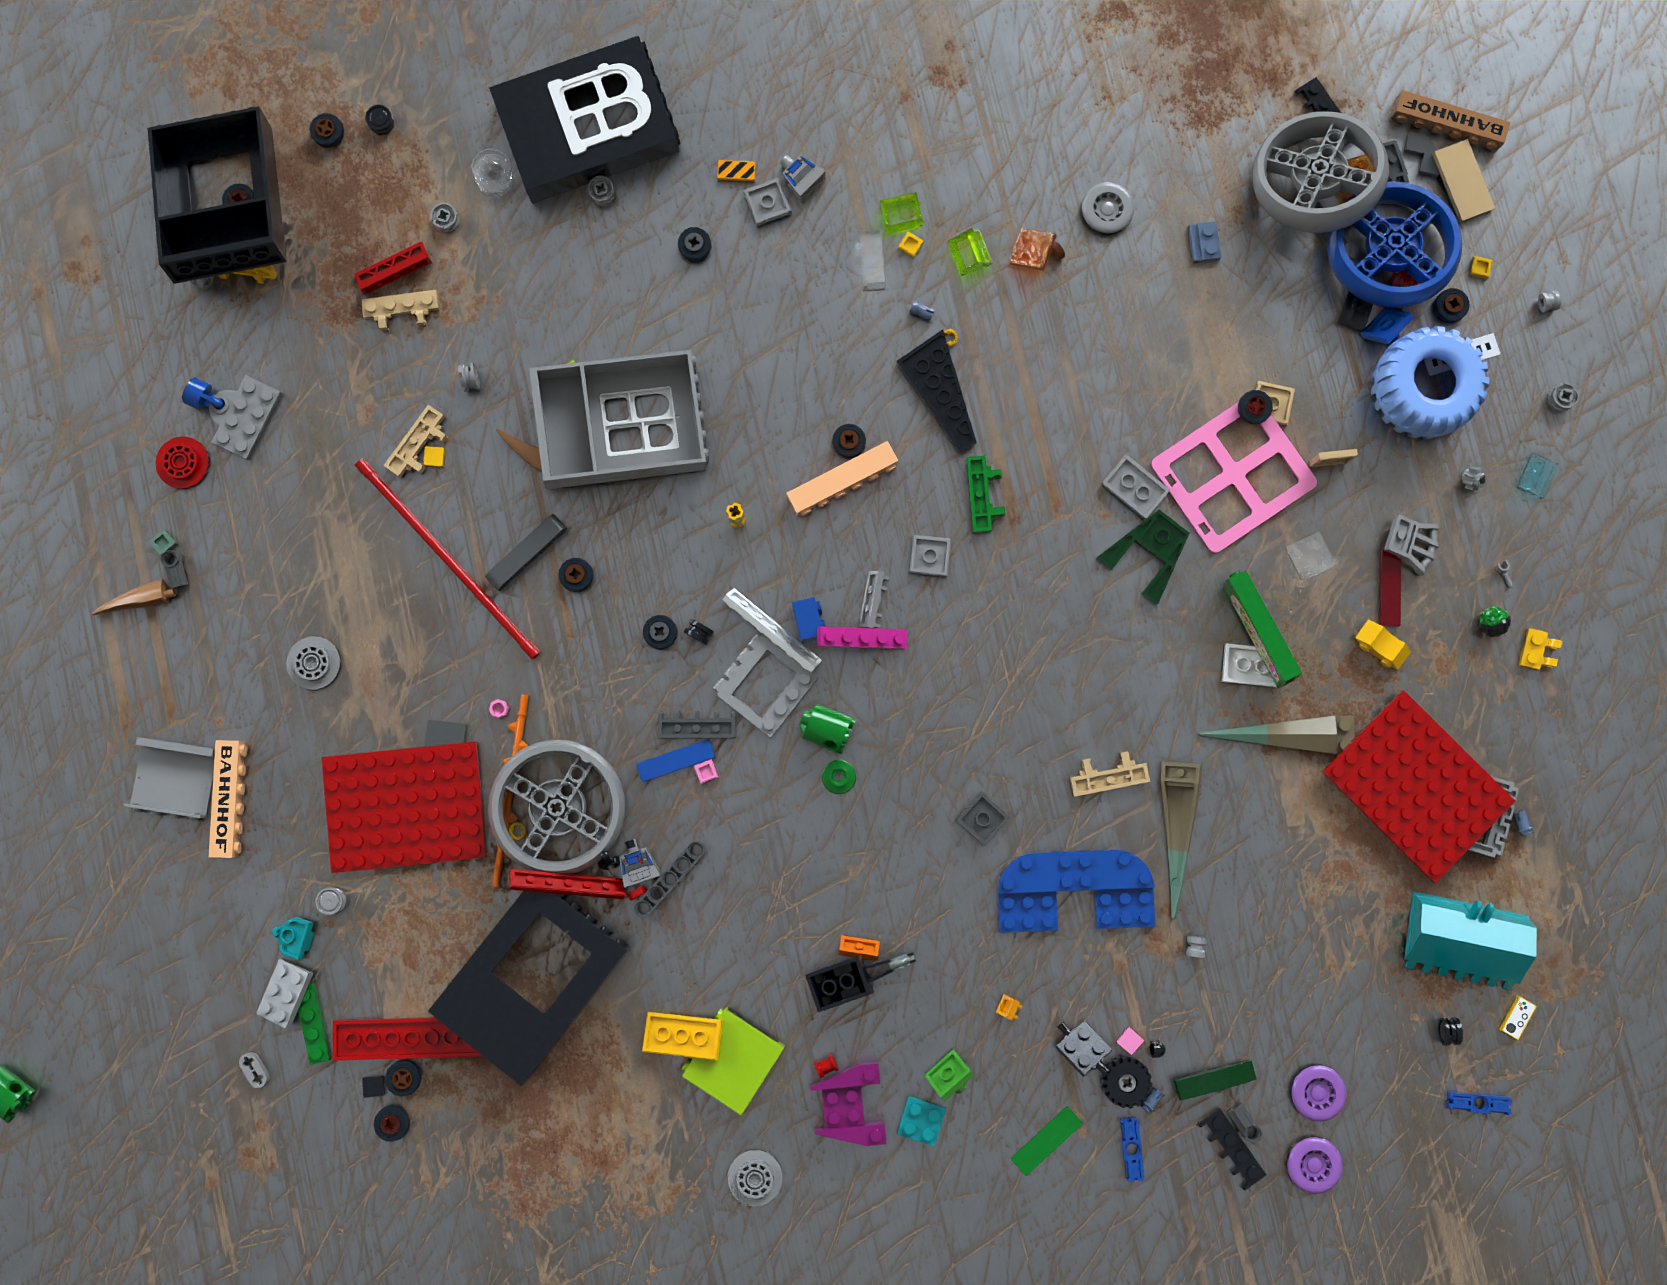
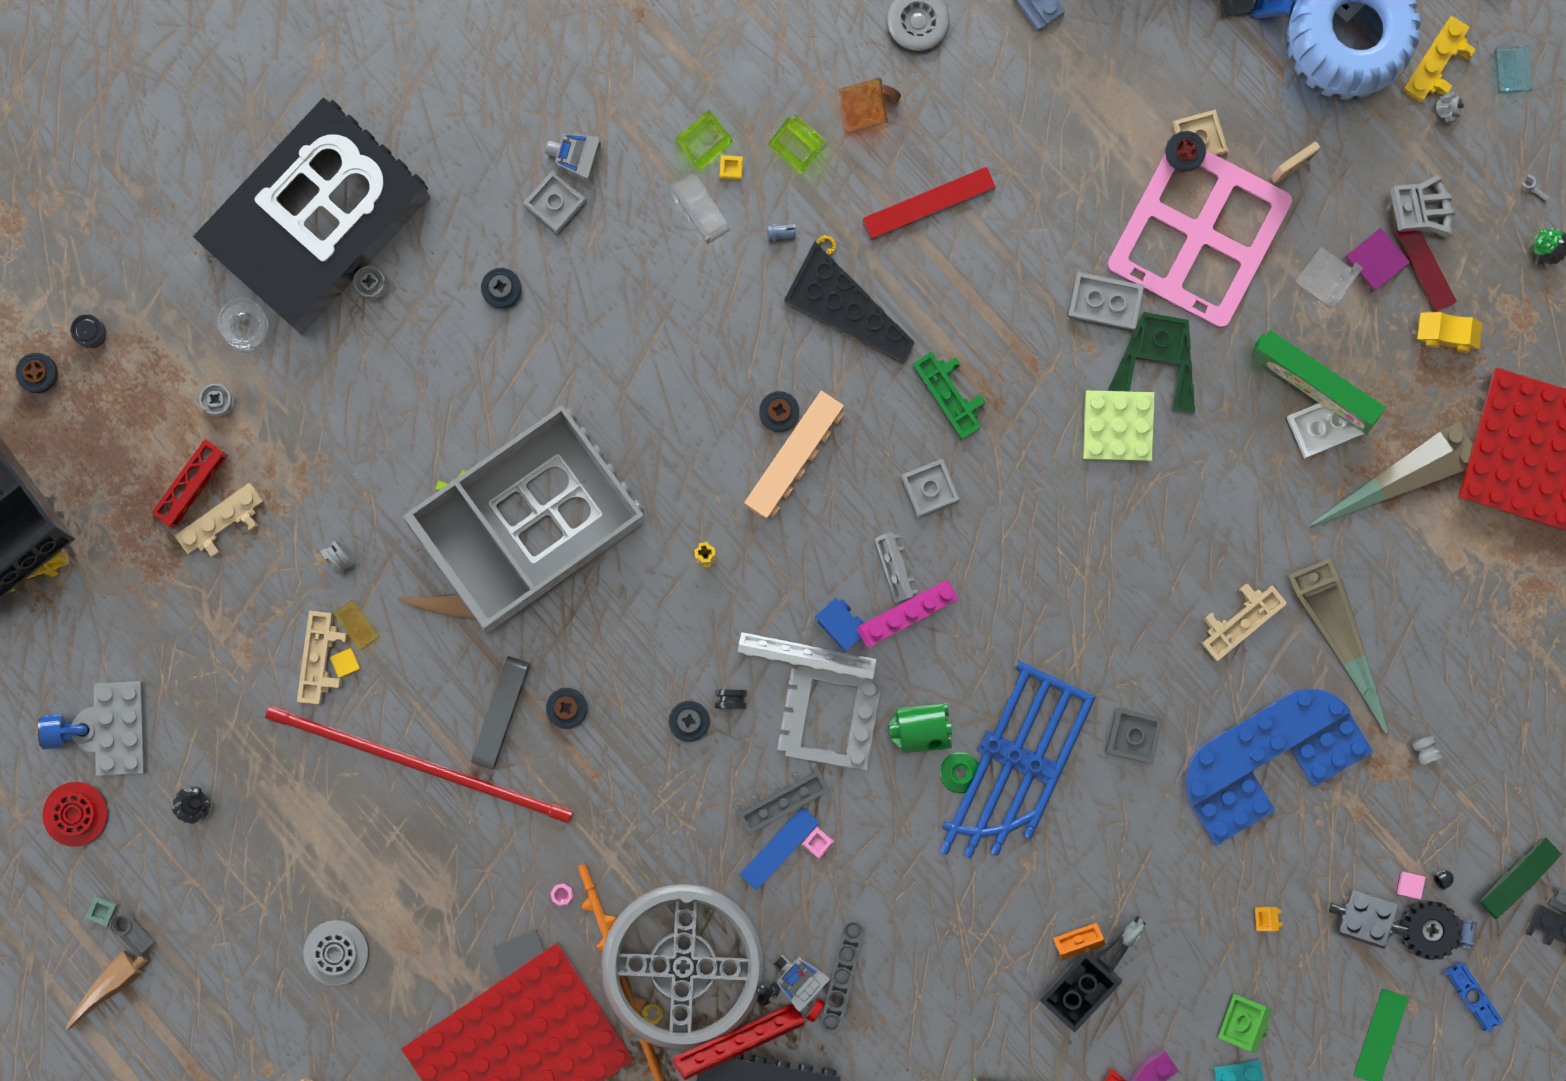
camera: 30 degrees left, 0 degrees up
(266, 499) = (190, 805): none -> black piece
(456, 433) = (356, 625): none -> clear yellow plate
(736, 170) = (503, 185): light orange tile -> none
(885, 786) = (1021, 759): none -> blue piece
(1043, 346) = (929, 203): none -> red tile
(1095, 583) = (1118, 425): none -> yellowish green plate
(1357, 563) = (1378, 258): none -> magenta tile
(1470, 446) = (1427, 74): none -> yellow hinge

